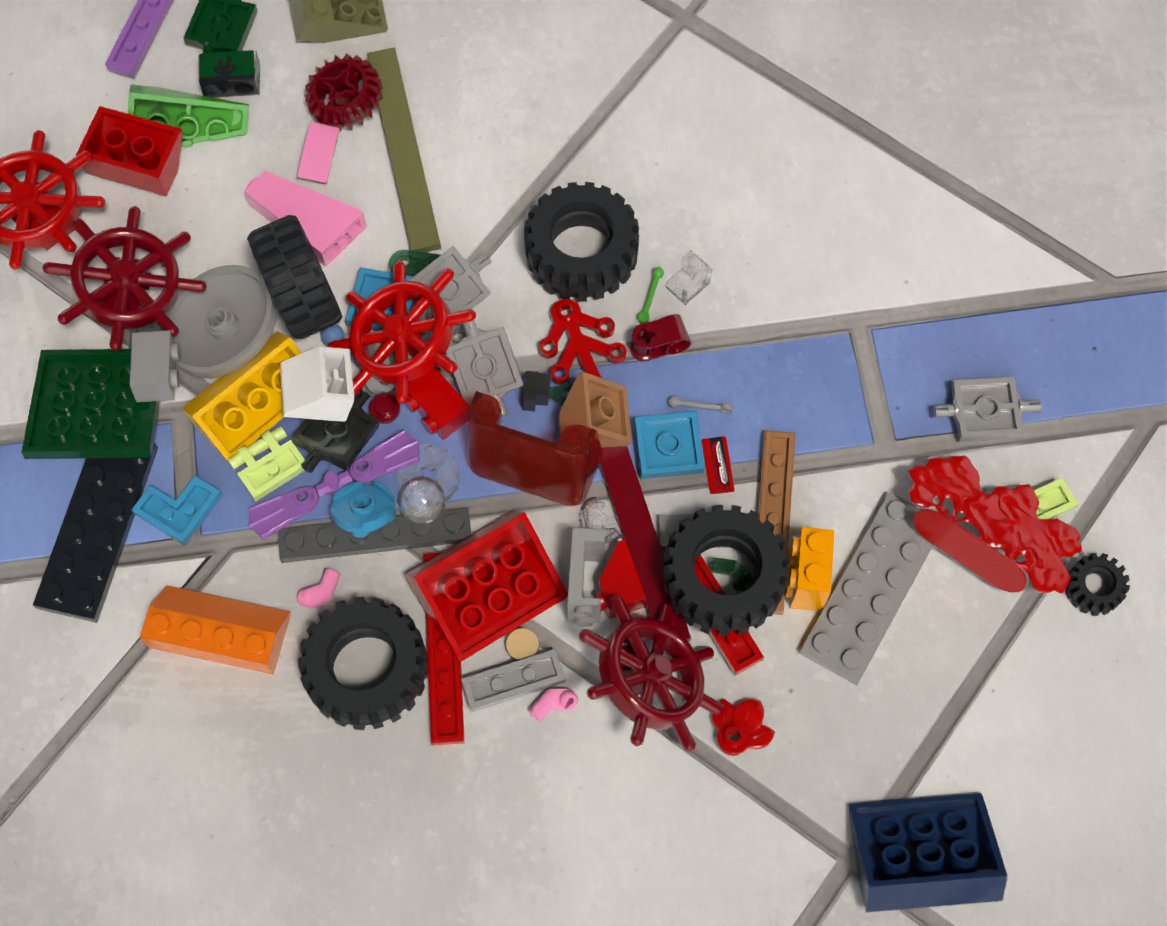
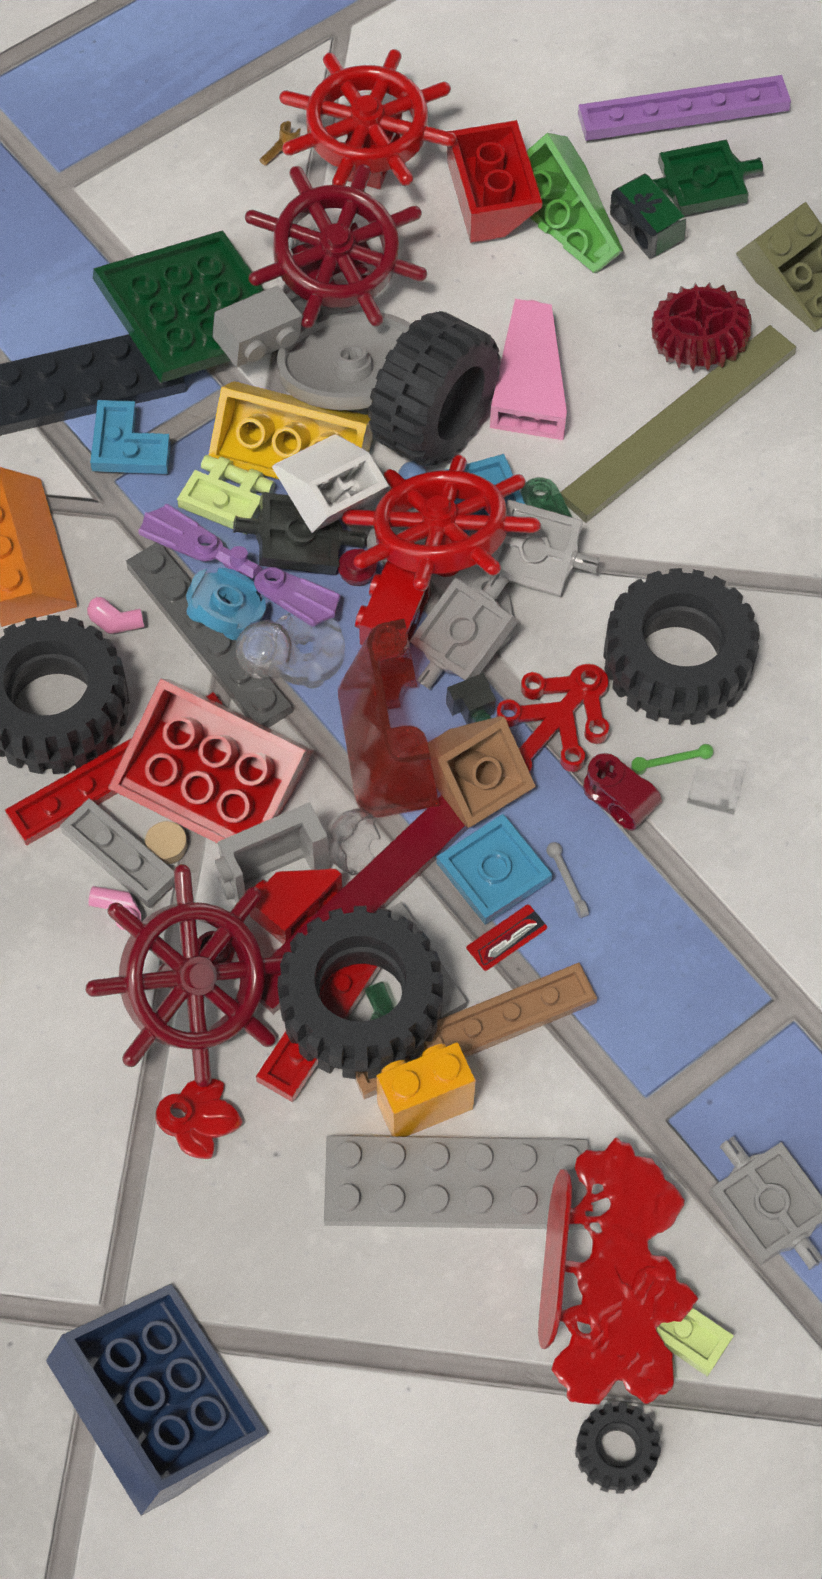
camera: 60 degrees right, 5 degrees down
(318, 153) = (613, 343): bright pink slope -> none

